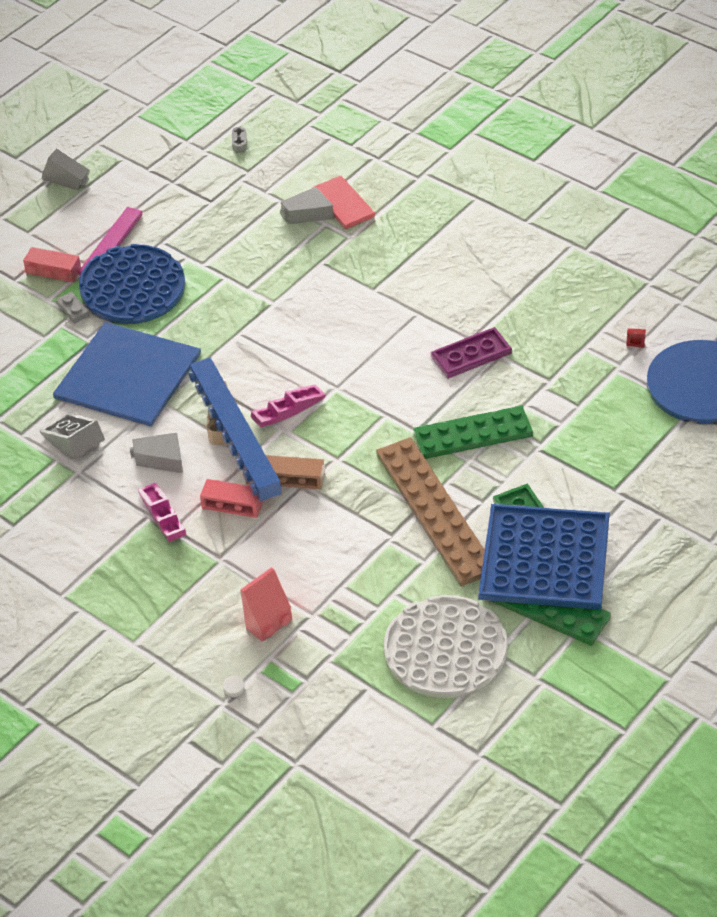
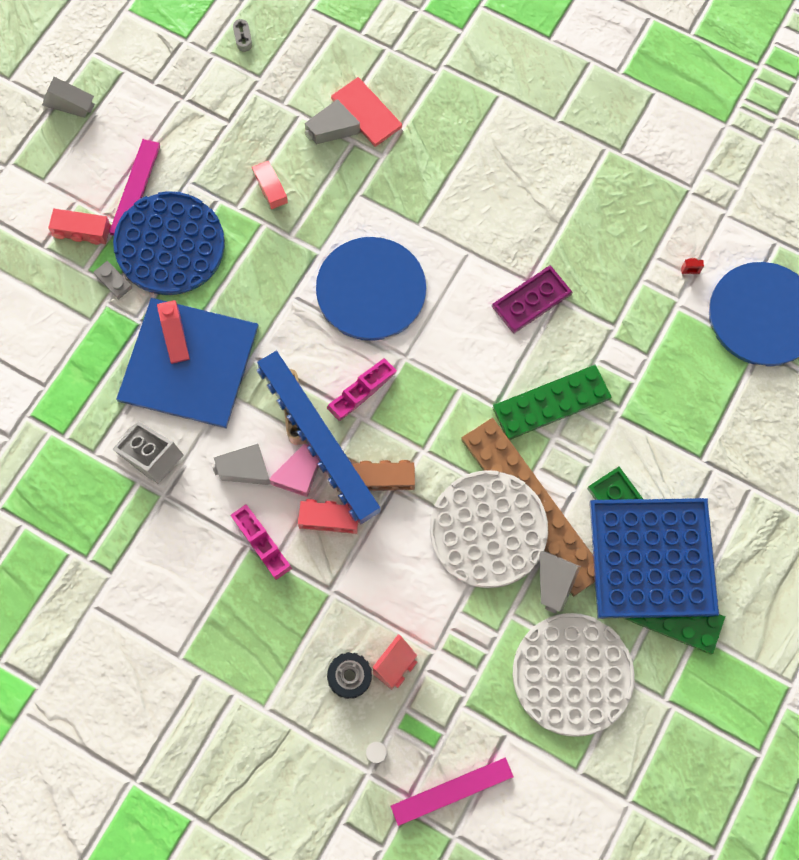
camera: 15 degrees left, 25 degrees up
(118, 343) = (173, 331): none -> coral slope
(209, 461) = (297, 472): none -> bright pink slope
(221, 621) = (351, 662): none -> black wheel
(238, 248) = (270, 185): none -> coral slope
(301, 725) = (451, 791): none -> dark pink tile
(315, 332) = (371, 288): none -> blue tile
(386, 521) = (488, 529): none -> white tile
(443, 563) = (556, 580): none -> light grey slope

